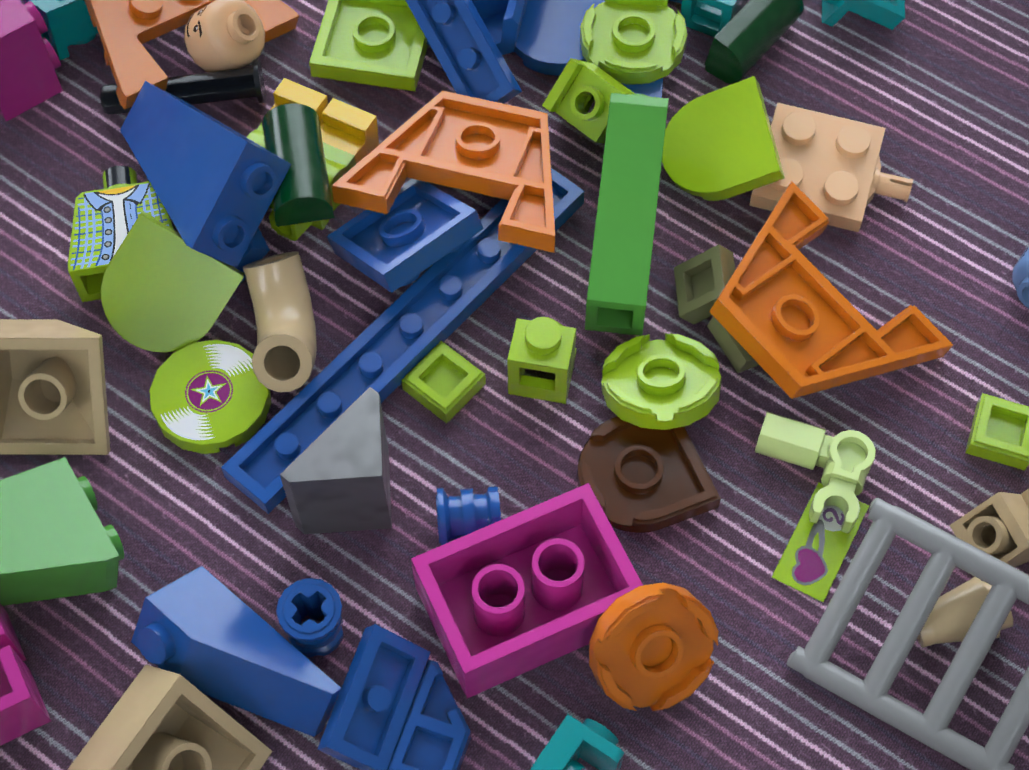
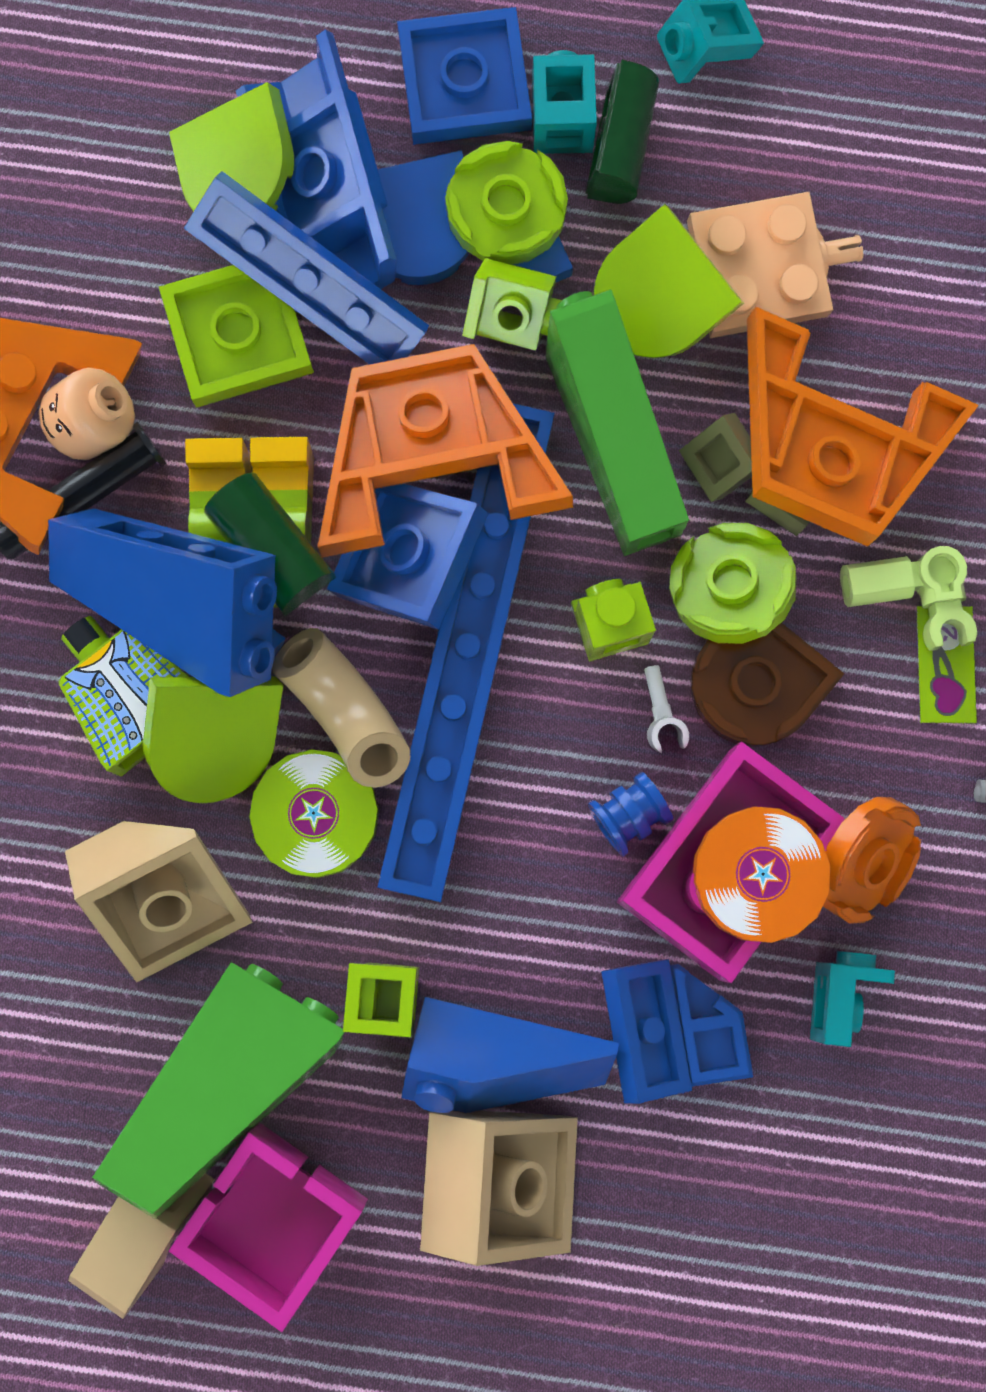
camera: 30 degrees left, 20 degrees up
(165, 544) = (381, 999): none -> lime brick
(313, 599) = (560, 1005): blue bush -> none
(343, 474) = (513, 835): flat silver slope -> none
(443, 382) = (525, 683): lime tile -> none
(541, 591) = (761, 874): none -> orange tile
(544, 456) = (662, 711): none -> white hand

